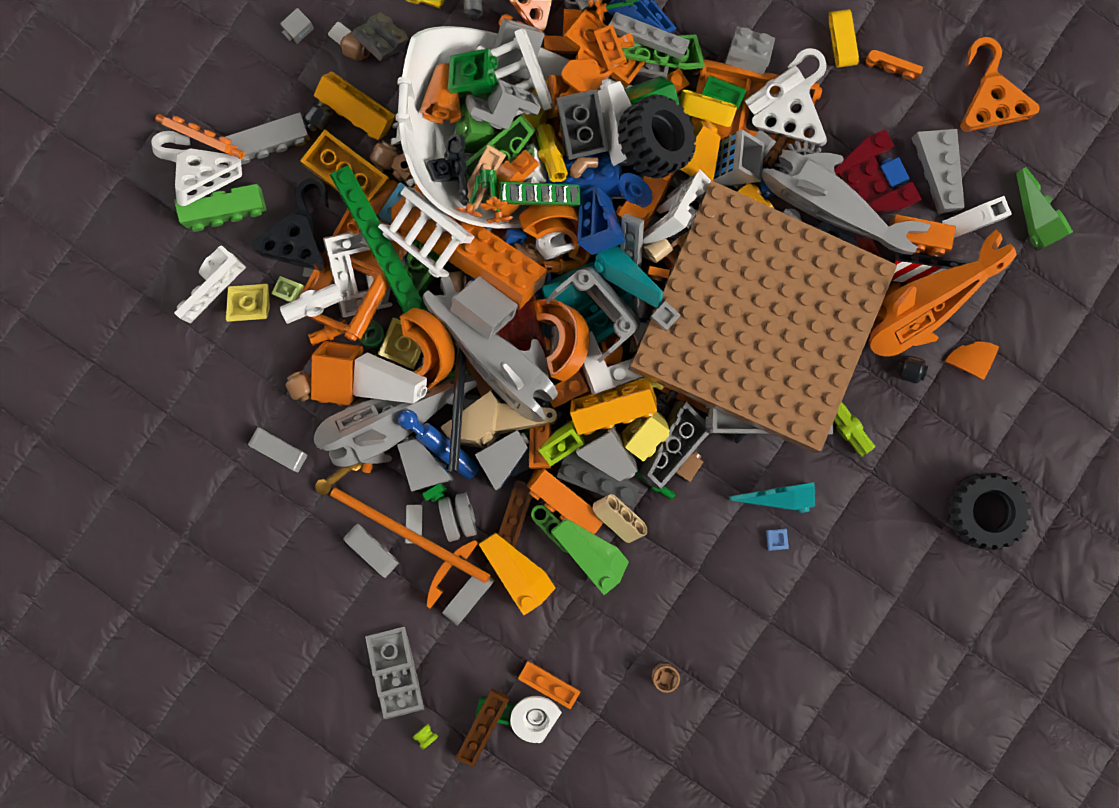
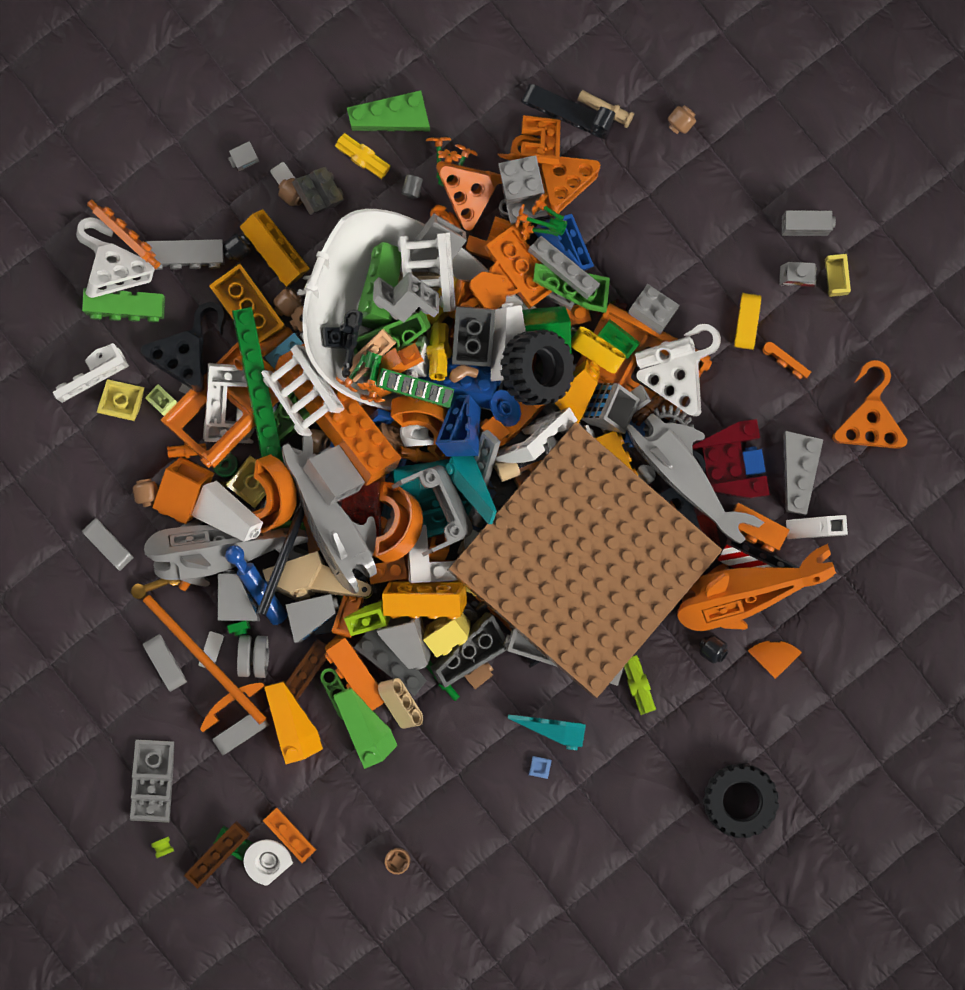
camera: 20 degrees right, 0 degrees up
(311, 303) = (179, 420): white piece -> none
(438, 101) = (355, 270): orange cone -> none
(472, 72) = (388, 259): green plate -> none
(612, 46) = (525, 268): orange plate -> none
(656, 273) = (502, 490): orange plate -> none
(665, 316) = (492, 533): light grey plate -> none
(1042, 221) = (877, 552): bright green wedge -> none

